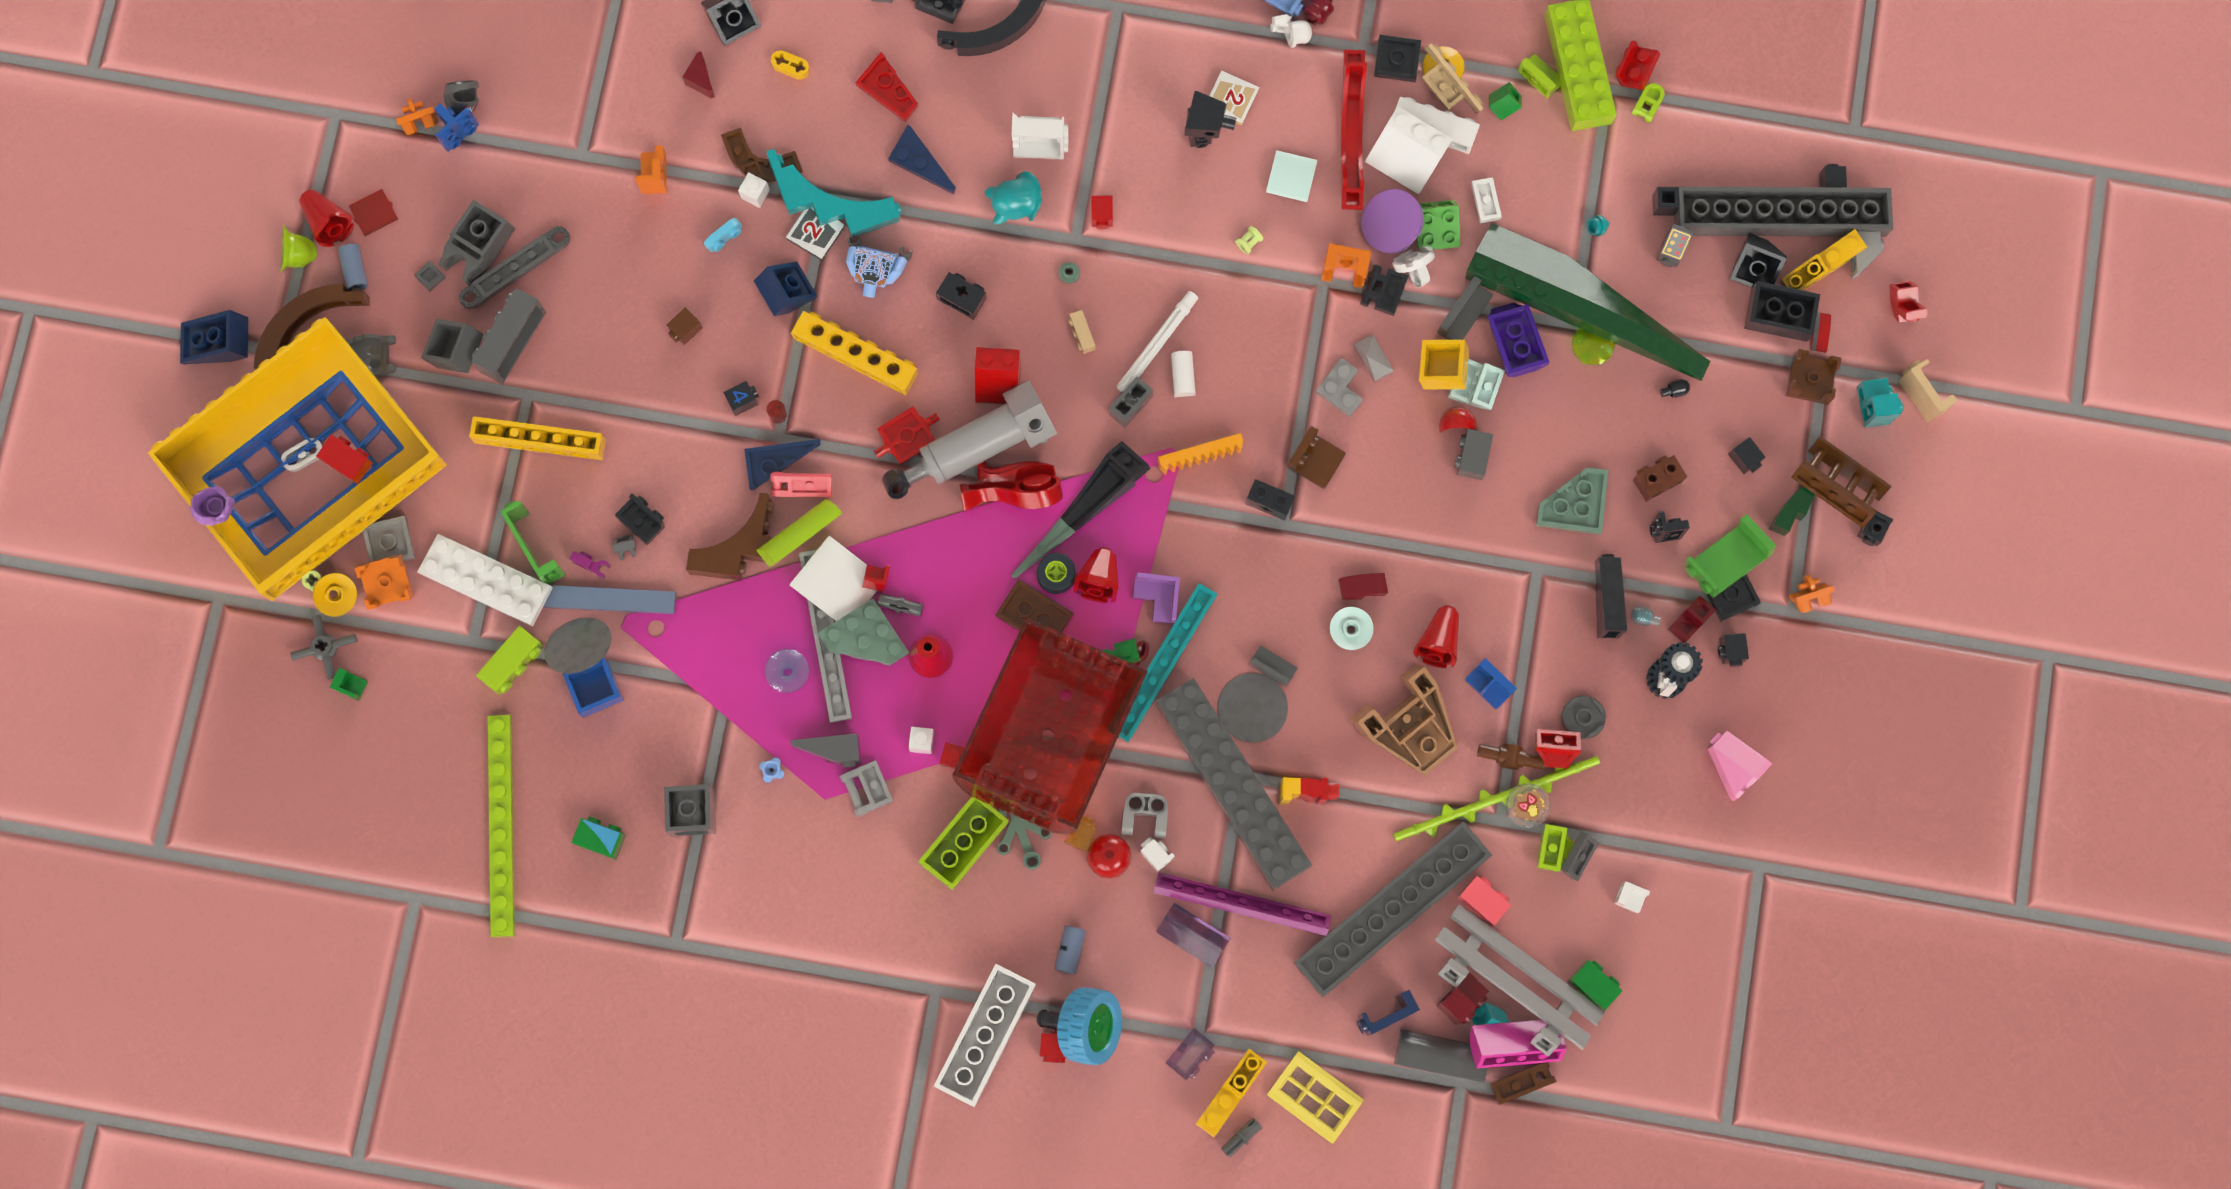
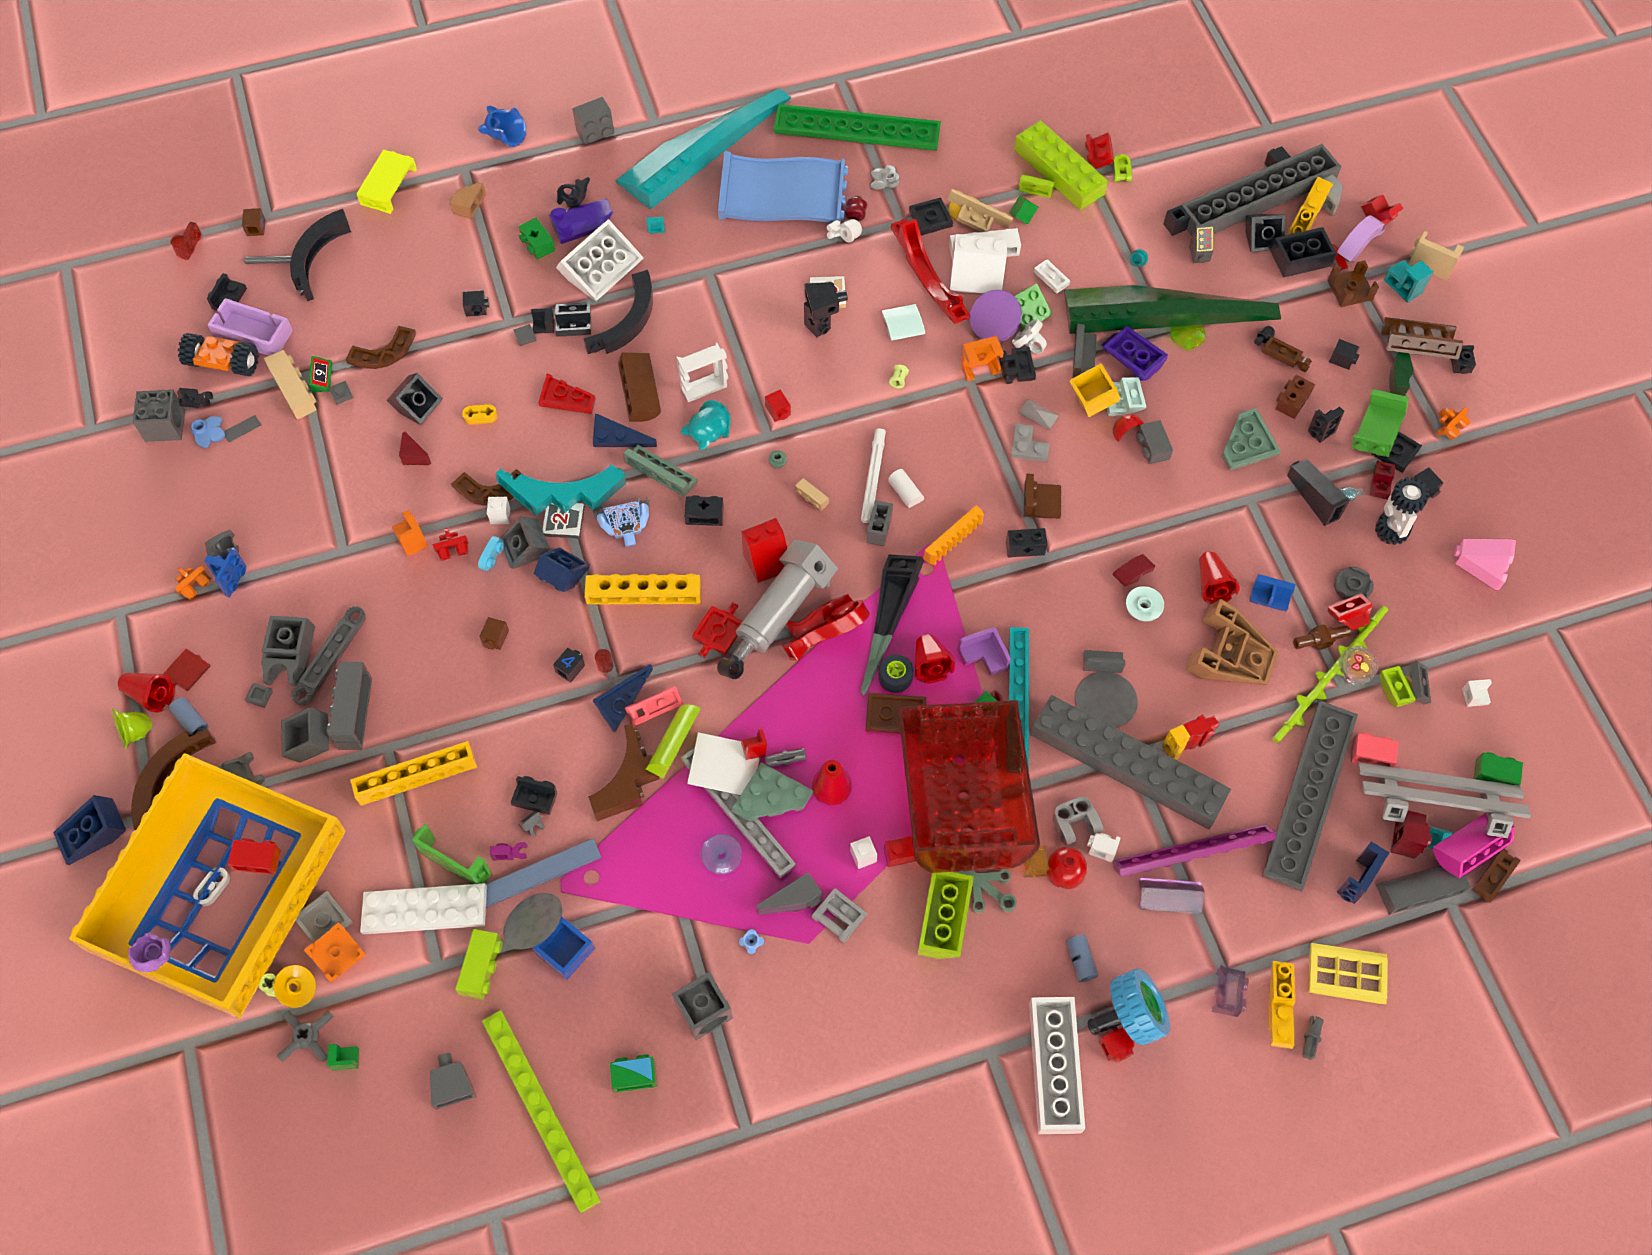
camera: 25 degrees left, 15 degrees down
(431, 759) = (449, 1083): none -> dark grey torso
(678, 205) = (442, 548): none -> red hips
(763, 239) = (524, 542): none -> flat silver slope
(935, 225) = (659, 473): none -> sand green fence
(969, 115) = (639, 386): none -> reddish brown brick
(1683, 422) = (1286, 354): none -> reddish brown plate
(1860, 325) = (1360, 237): none -> lavender arch

